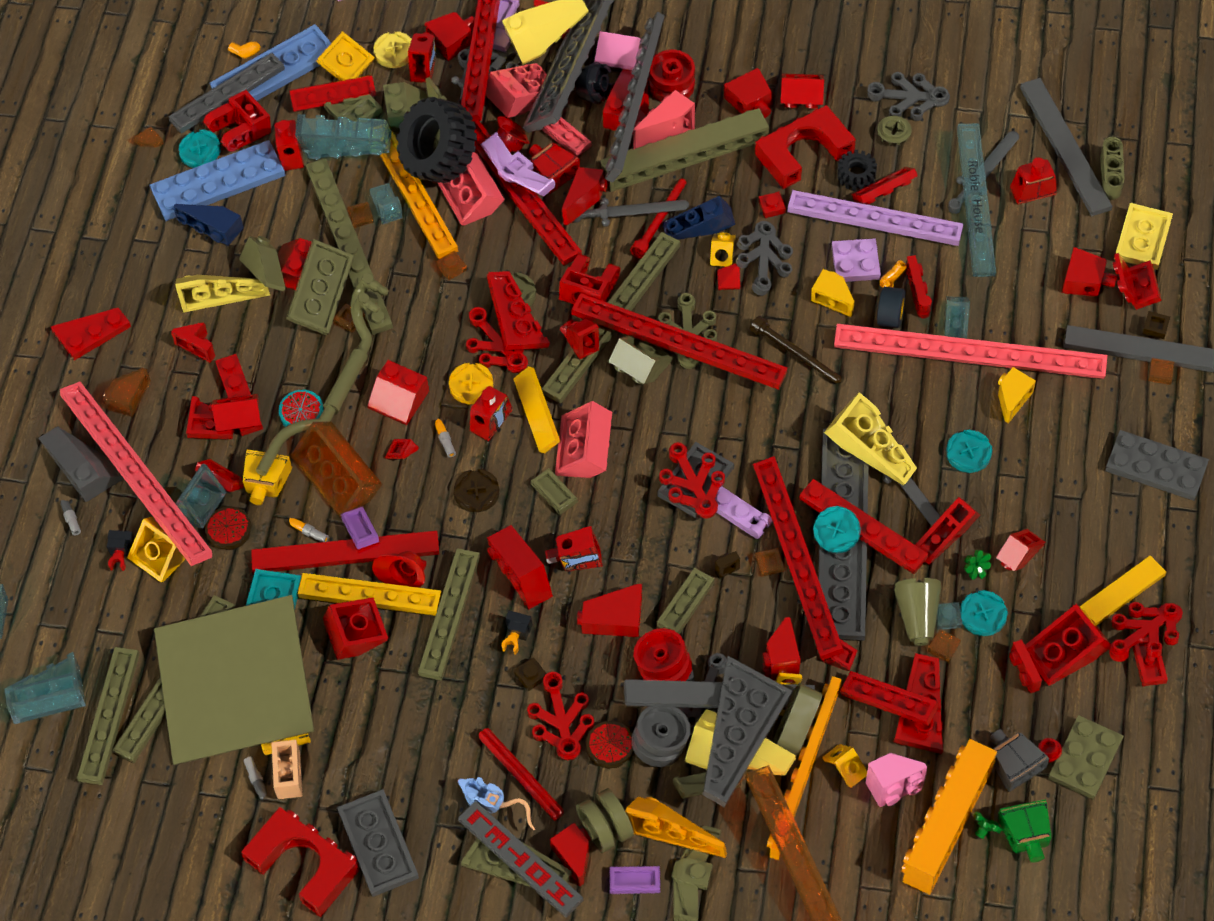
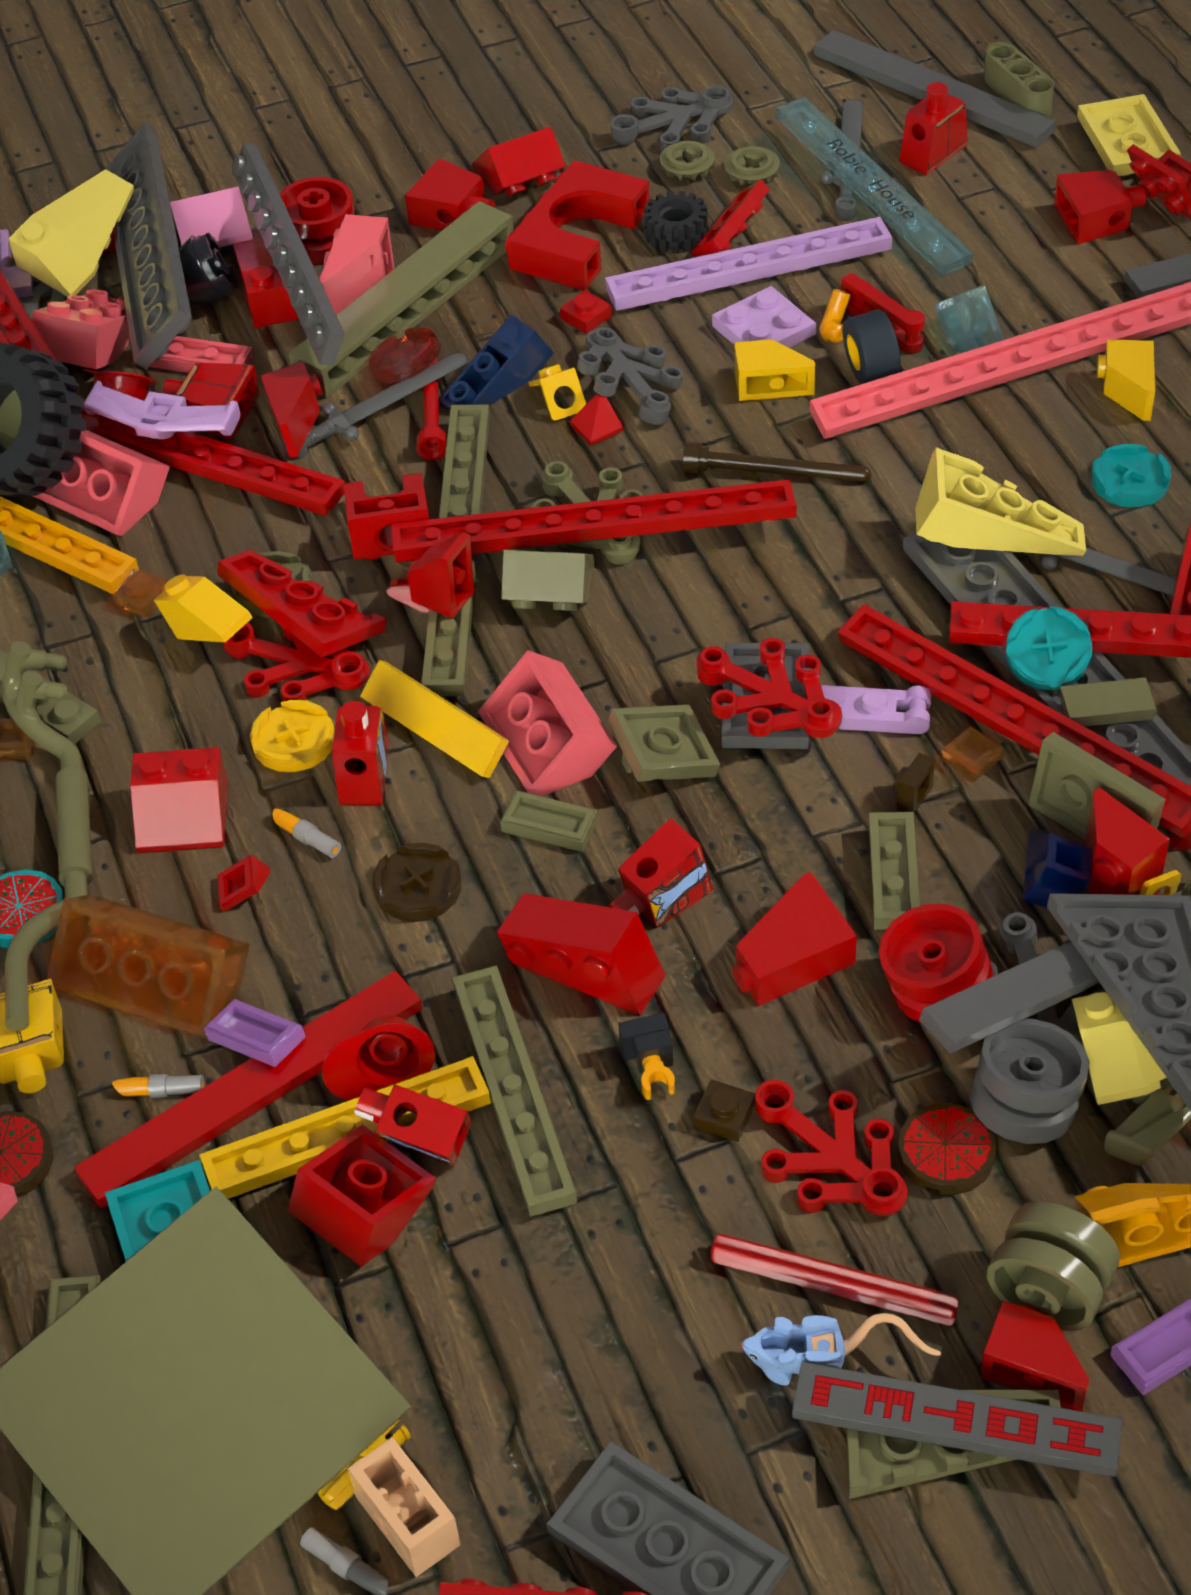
camera: 30 degrees left, 10 degrees down
(393, 611) = (436, 1131): none -> red torso
(466, 294) = (200, 610): none -> yellow slope
(628, 480) = (663, 743): none -> olive hinge
(660, 187) = (404, 357): none -> clear red tile
(753, 641) = (1054, 867): none -> clear blue slope
(790, 606) = (1067, 782): none -> olive plate
(844, 572) = (1108, 702): none -> olive tile
(932, 146) = (760, 162): none -> olive gear

